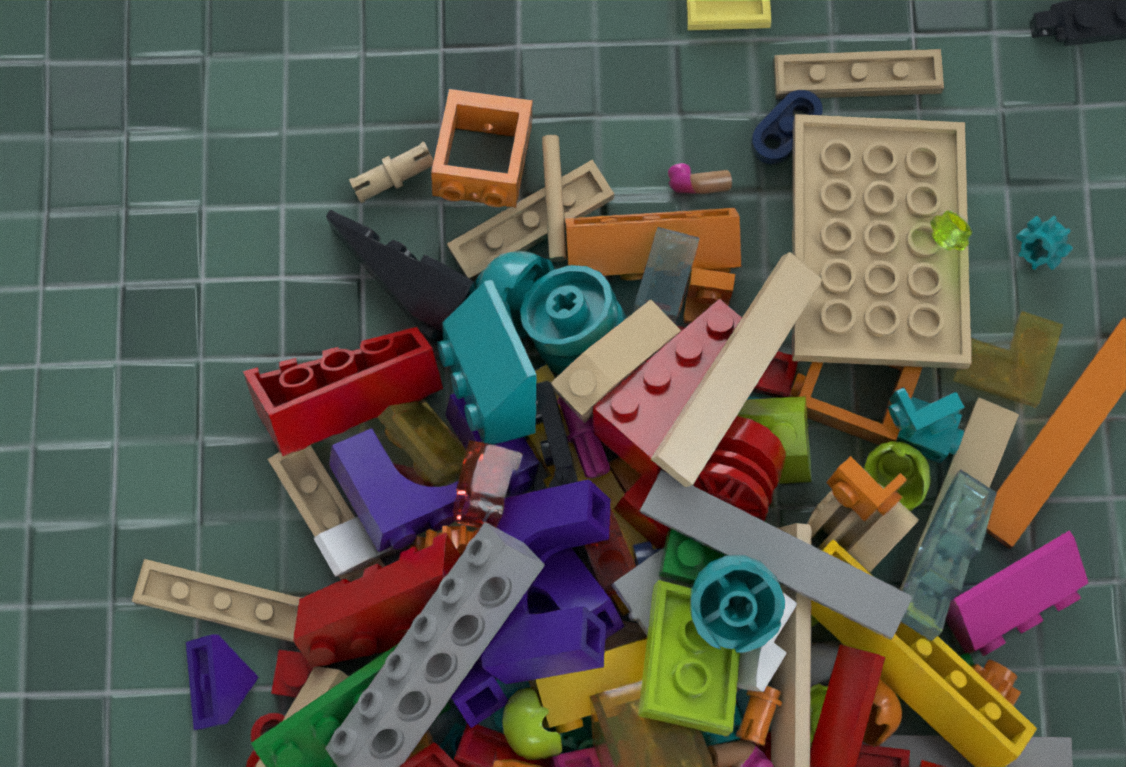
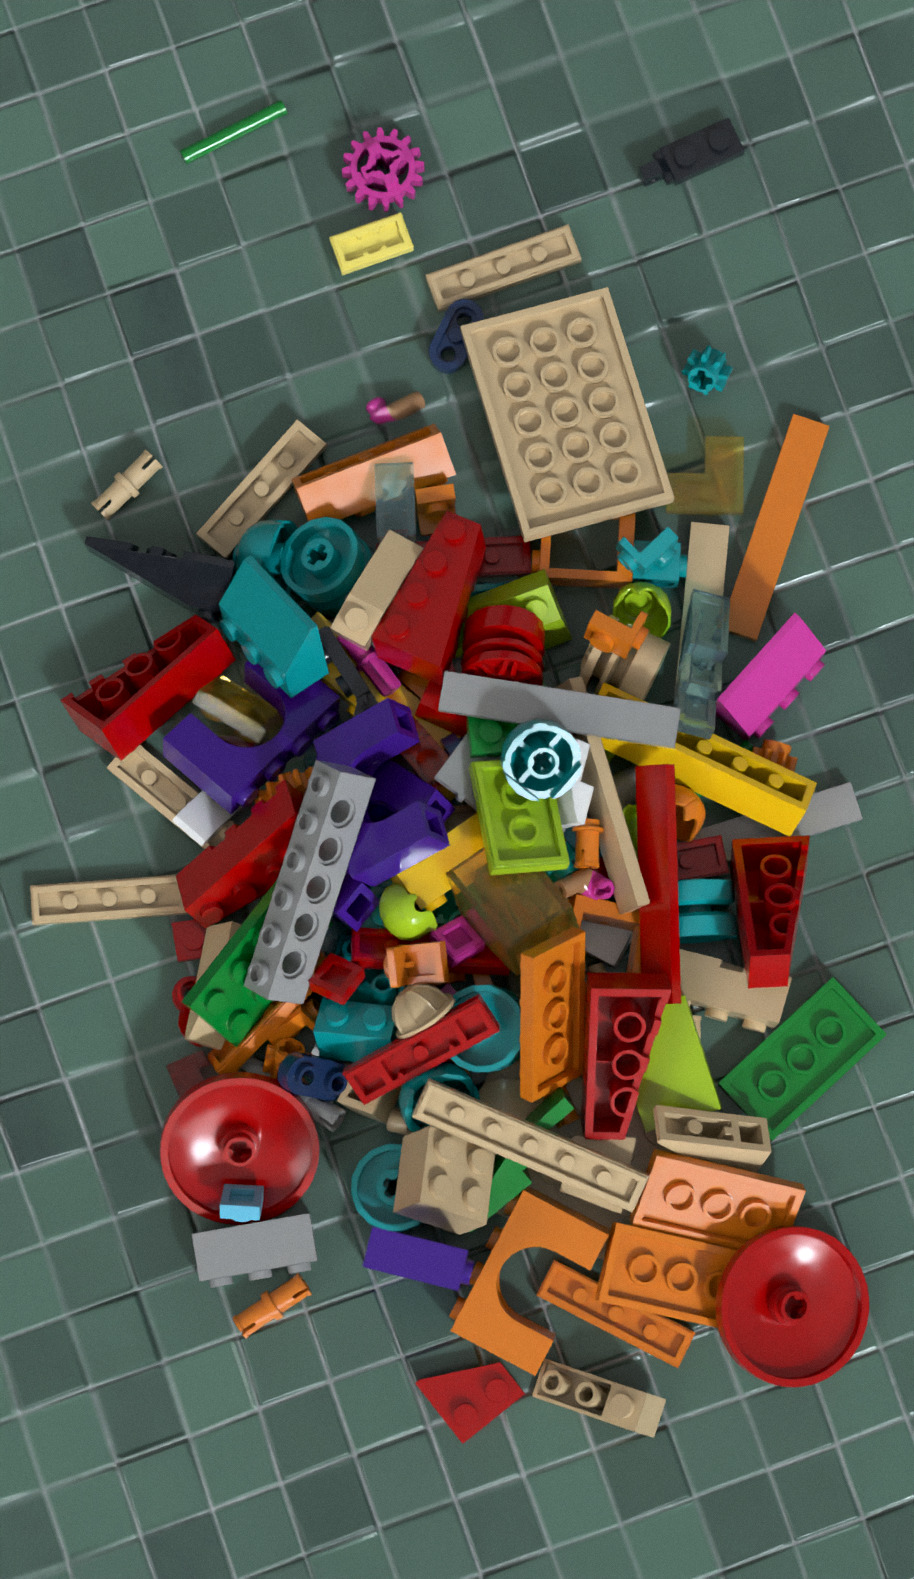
camera: 20 degrees left, 5 degrees up
(216, 681) = (127, 966): dark purple slope -> none
(484, 484) = (301, 729): clear red leg -> none
(487, 115) = (192, 408): orange window -> none
(554, 198) = (276, 464): tan bar -> none
(736, 370) = (481, 565): tan tile -> none
(950, 231) = (623, 389): clear neon green plate -> none

